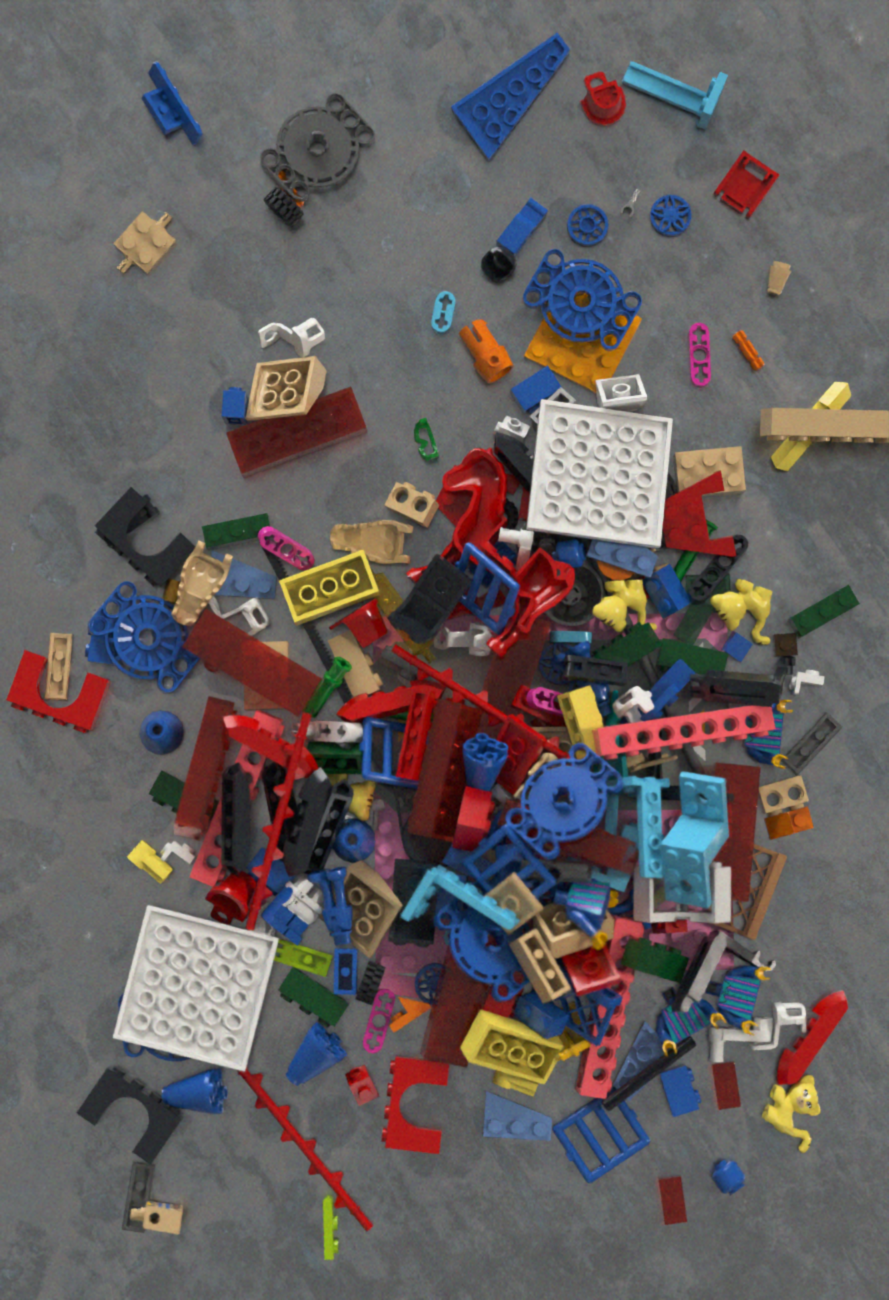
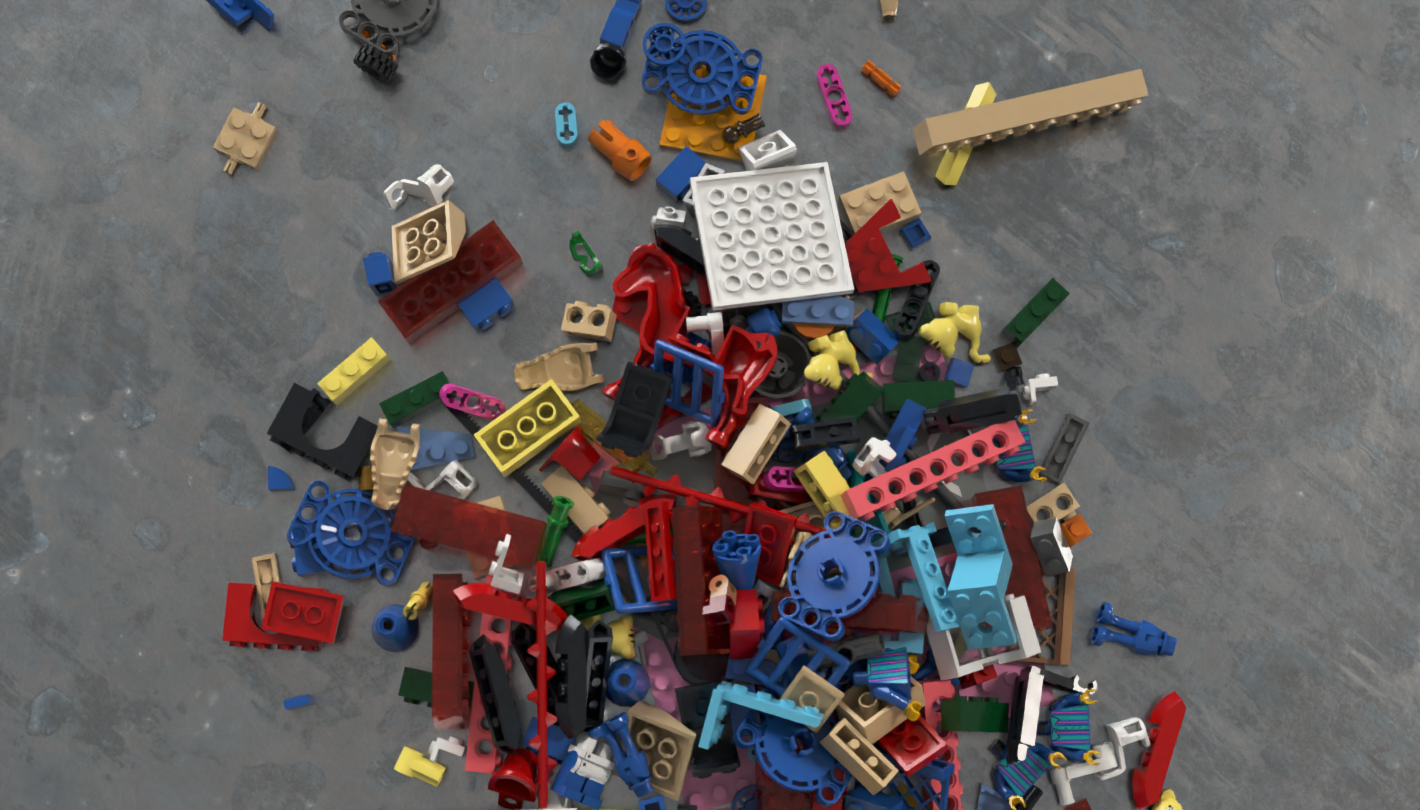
camera: 20 degrees left, 5 degrees down
(58, 773) = (297, 702): none -> blue tile
(84, 696) = (303, 612): none -> red plate
(93, 568) = (278, 480): none -> blue tile
(187, 489) = (354, 371): none -> light yellow brick
(189, 714) = (418, 600): none -> light yellow pin
(271, 718) = (505, 578): none -> white bracket
(323, 462) = (486, 305): none -> blue brick
(457, 796) = (722, 602): none -> dark red leg
(530, 662) = (756, 444): none -> tan brick
(554, 265) = (664, 44): none -> blue wheel
(593, 366) = (732, 134): none -> dark brown pin
(710, 632) = (936, 373): none -> black bush
(736, 506) = (915, 234): none -> blue tile
(770, 830) = (1051, 547): none -> dark grey brick
(833, 936) = (1146, 638): none -> blue piece

